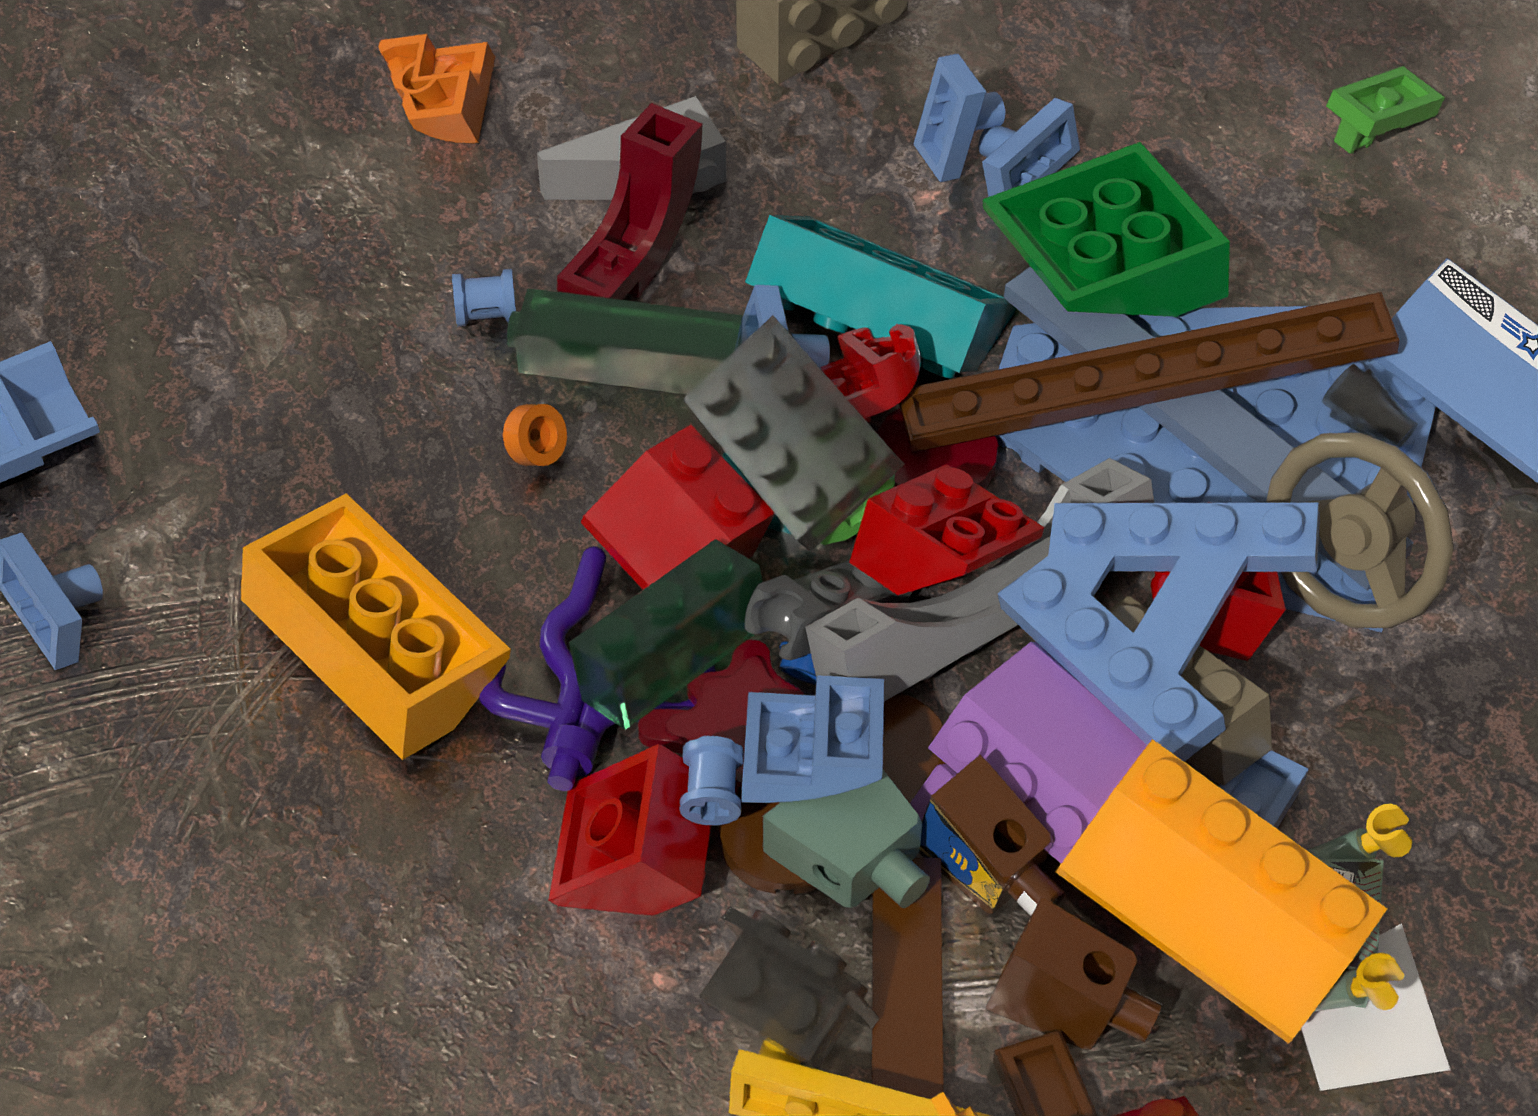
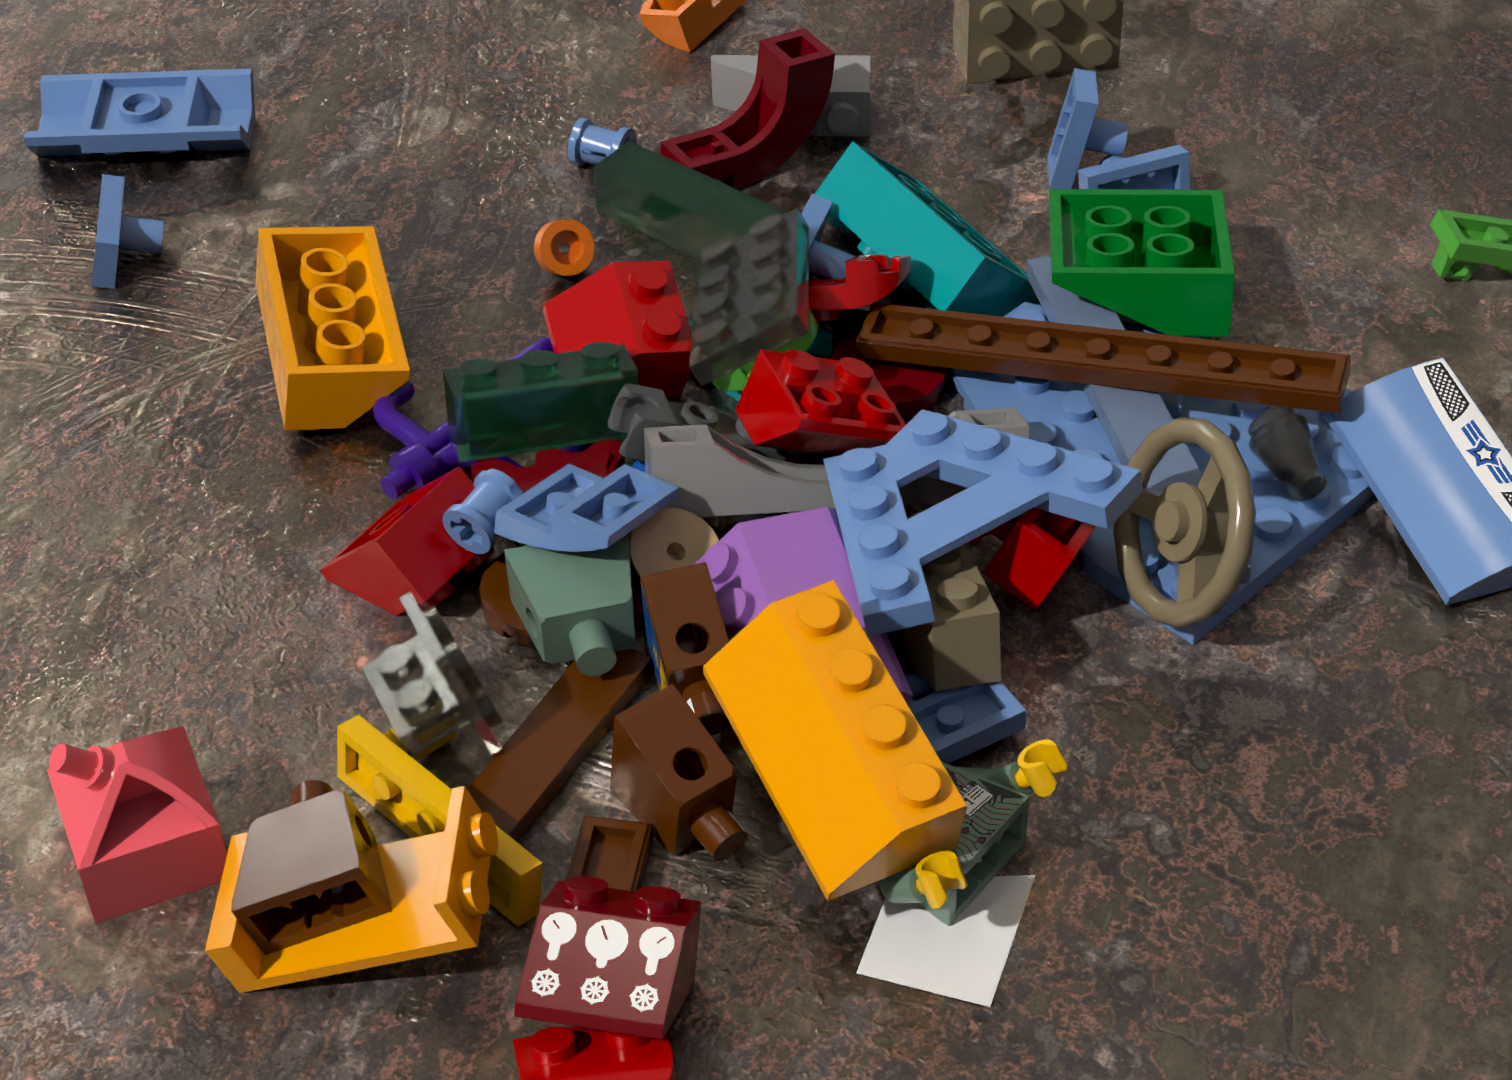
camera: 30 degrees right, 10 degrees down
(906, 739) = (669, 541): none -> tan piece

